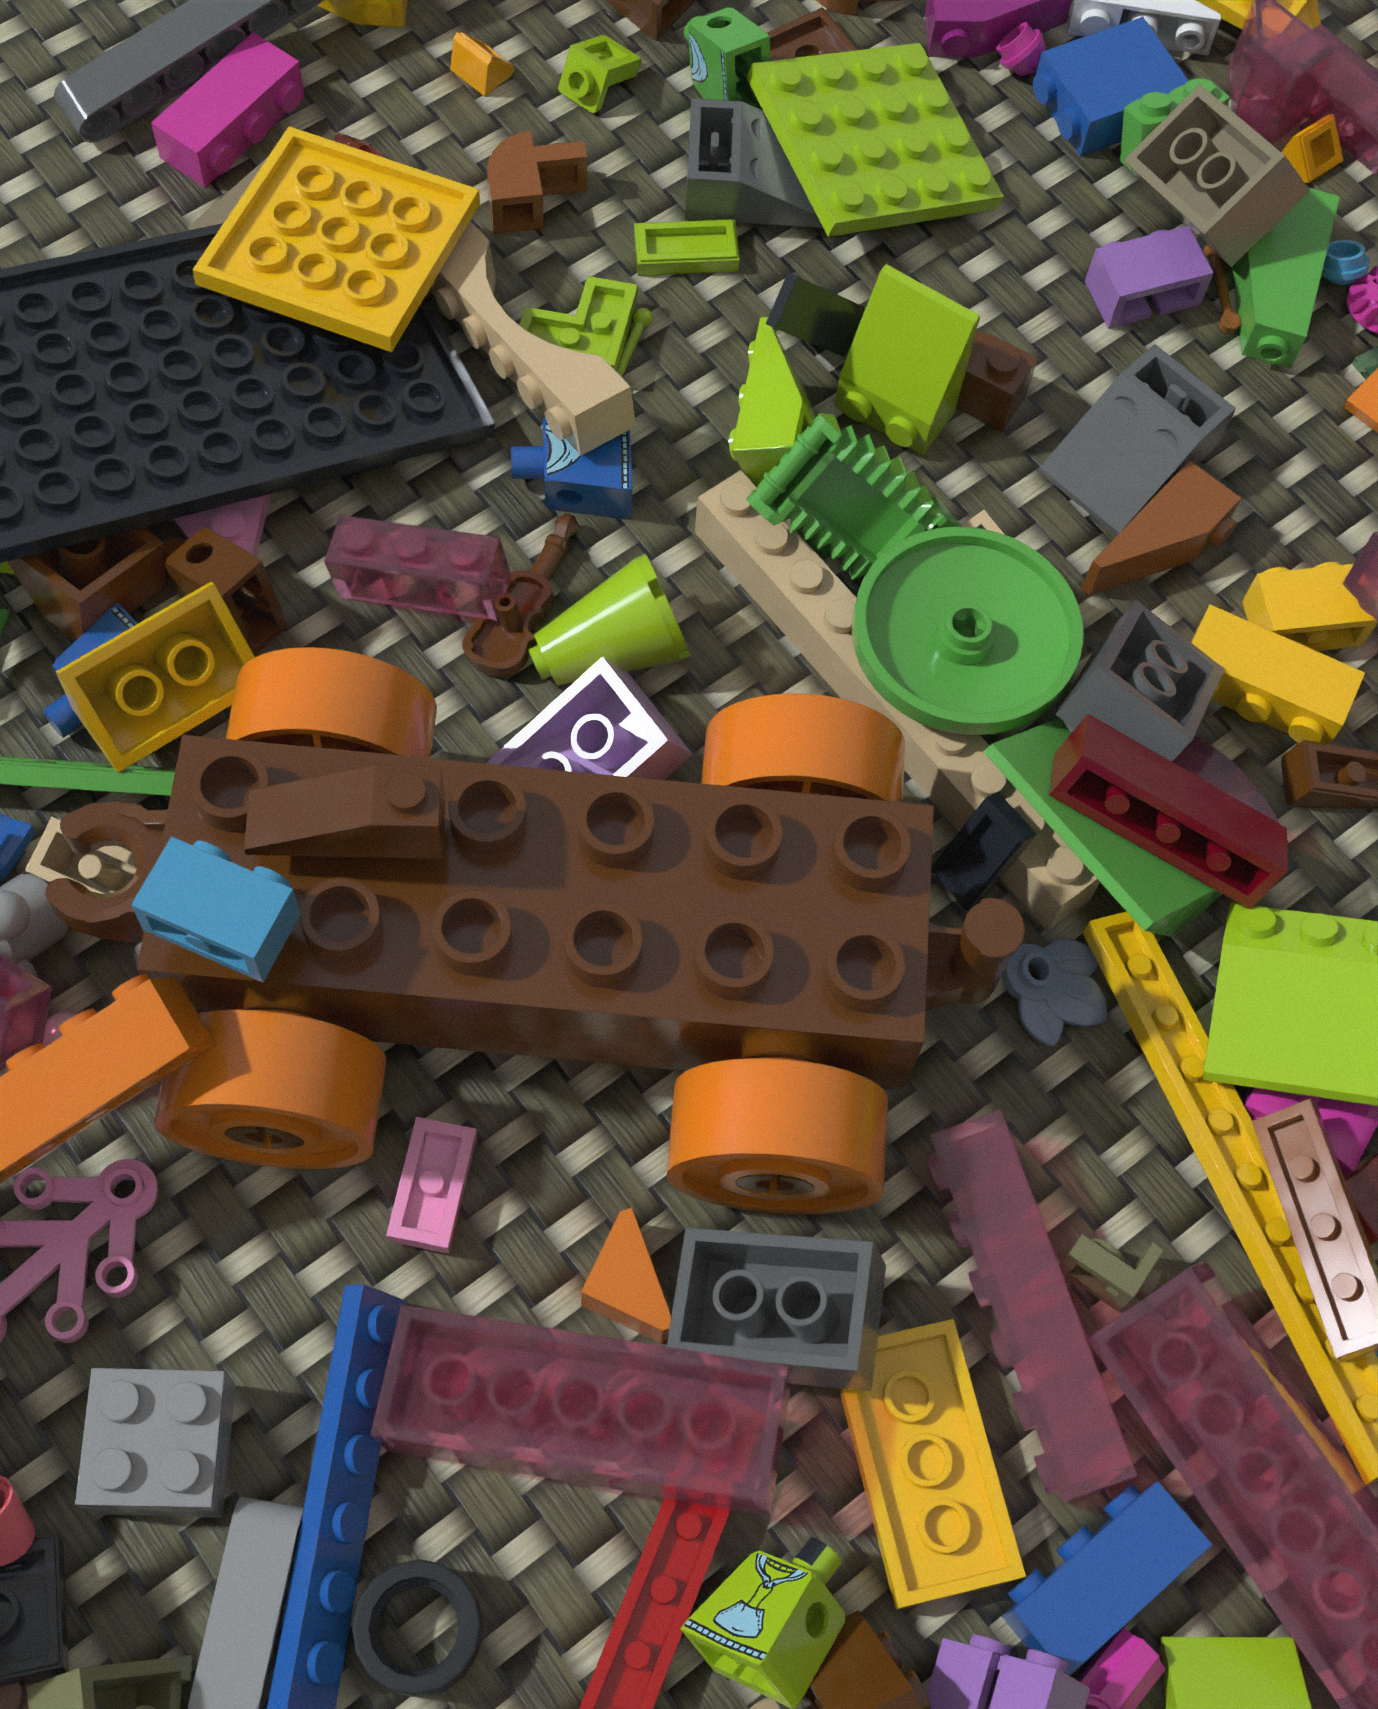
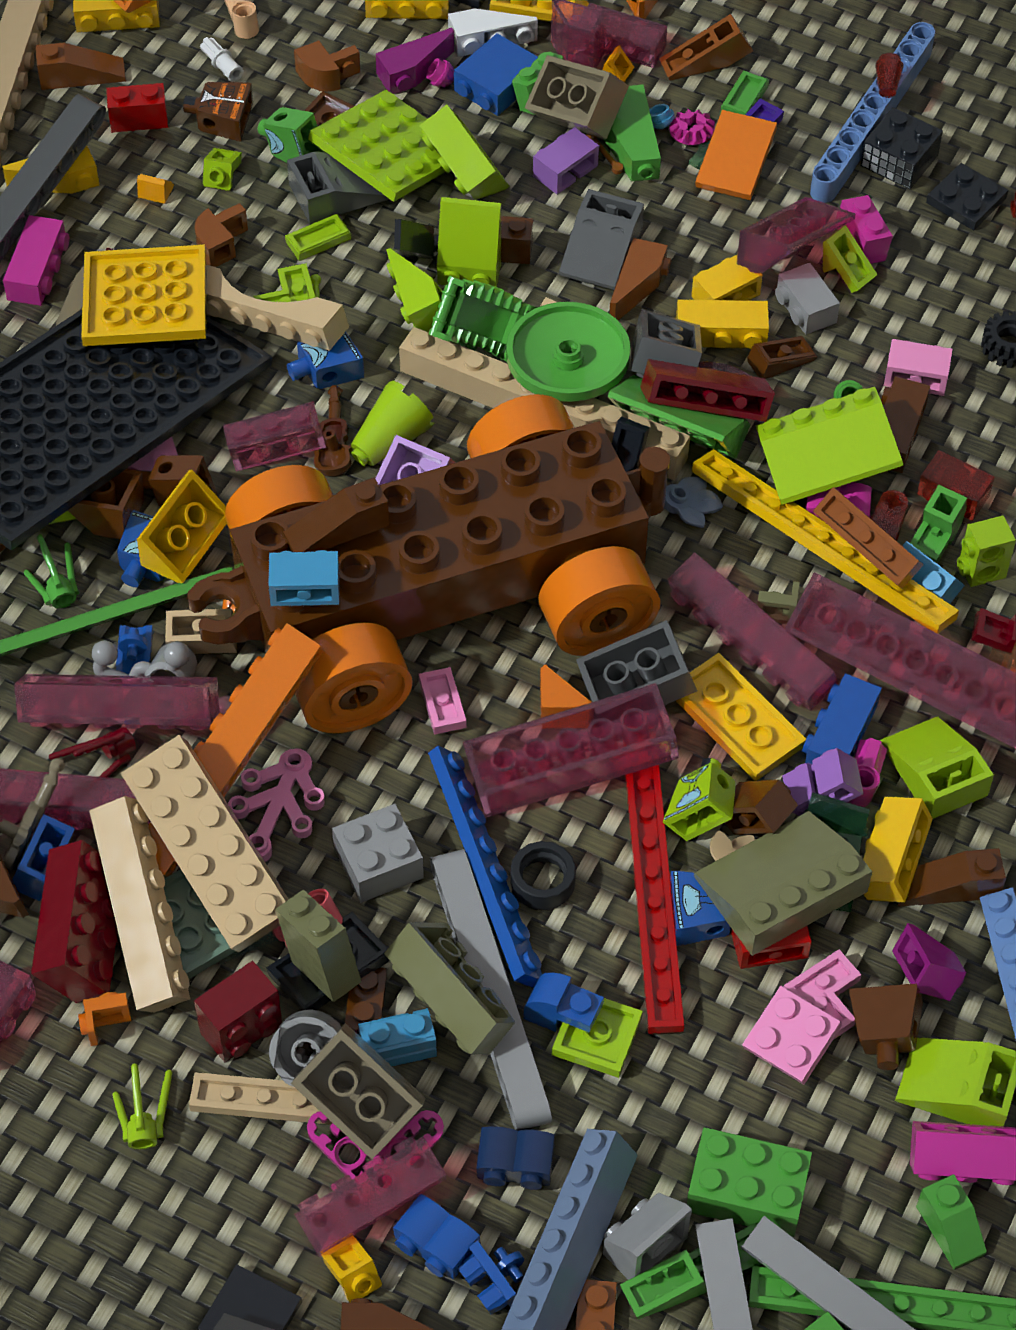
camera: 20 degrees left, 10 degrees down
(979, 200) = (462, 154): none -> lime slope

